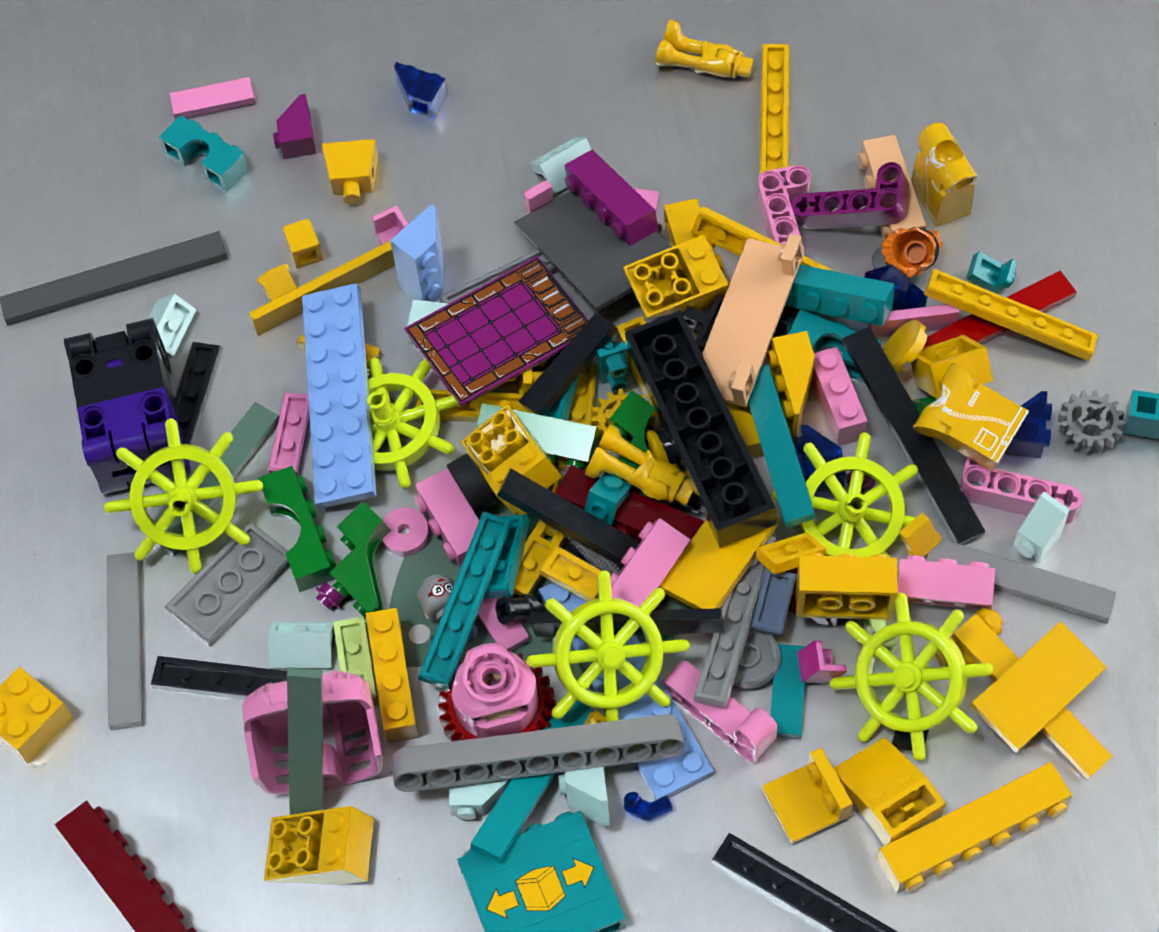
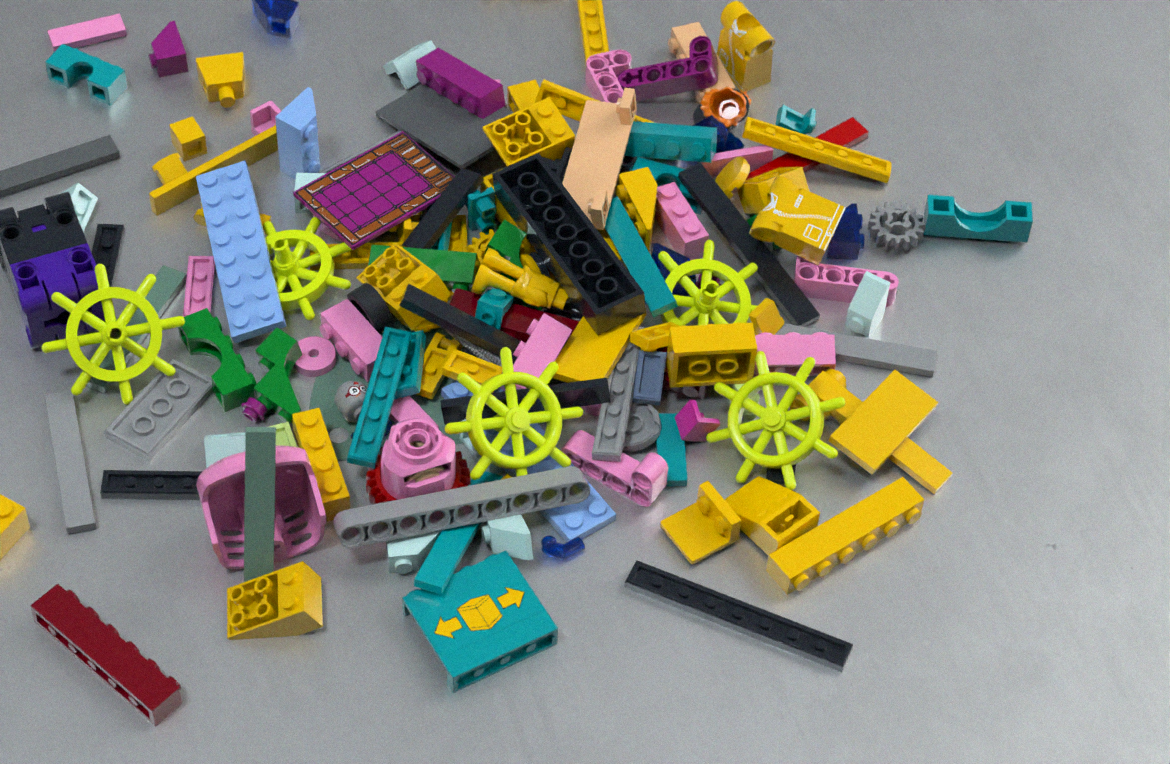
camera: 15 degrees left, 10 degrees down
(519, 608) = (425, 402): black piece -> none
(538, 196) = (394, 89): bright pink tile -> none

